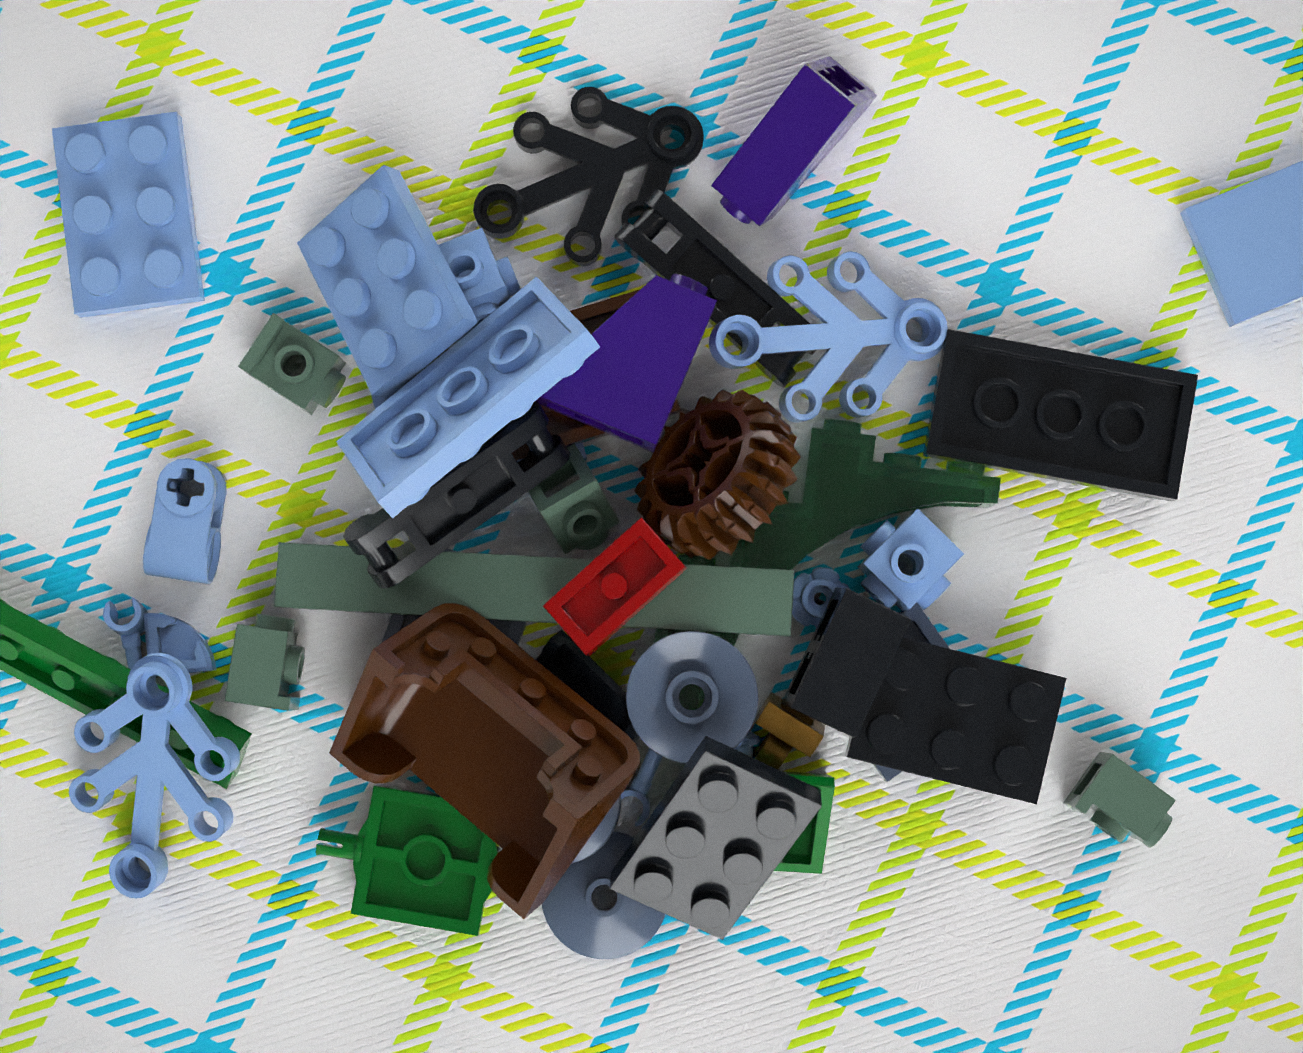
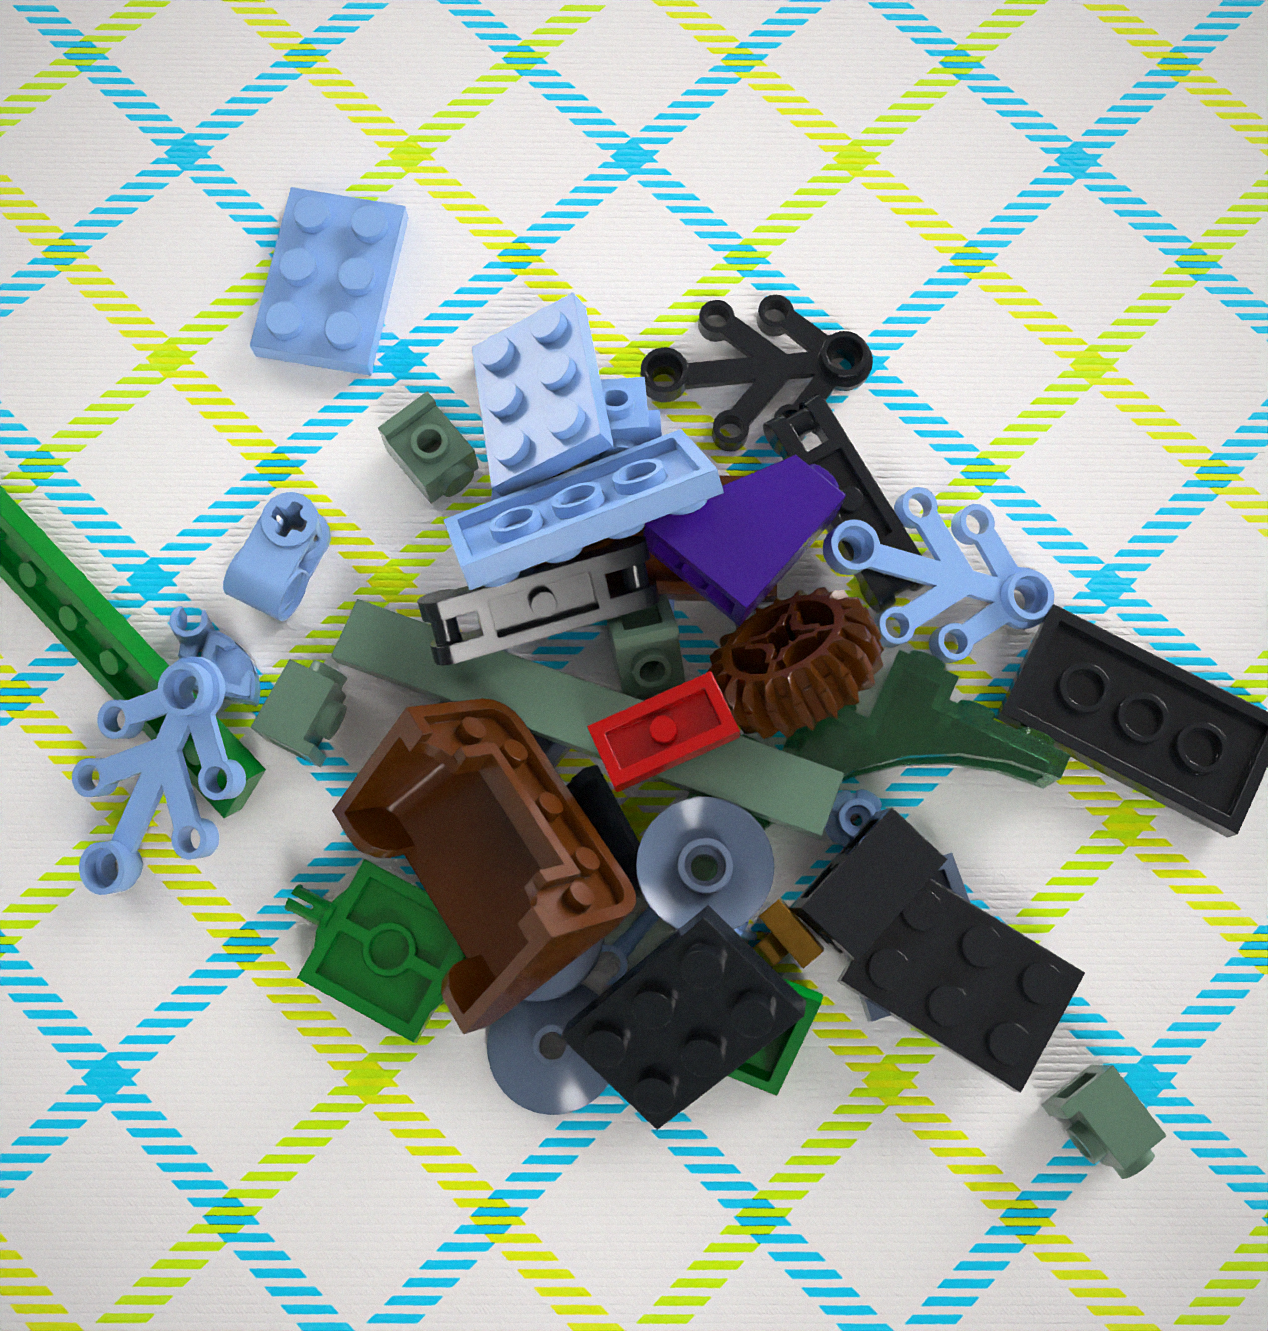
camera: 20 degrees right, 10 degrees down
(792, 140) = (953, 390): dark purple slope -> none
(931, 558) = (972, 797): light blue brick -> none

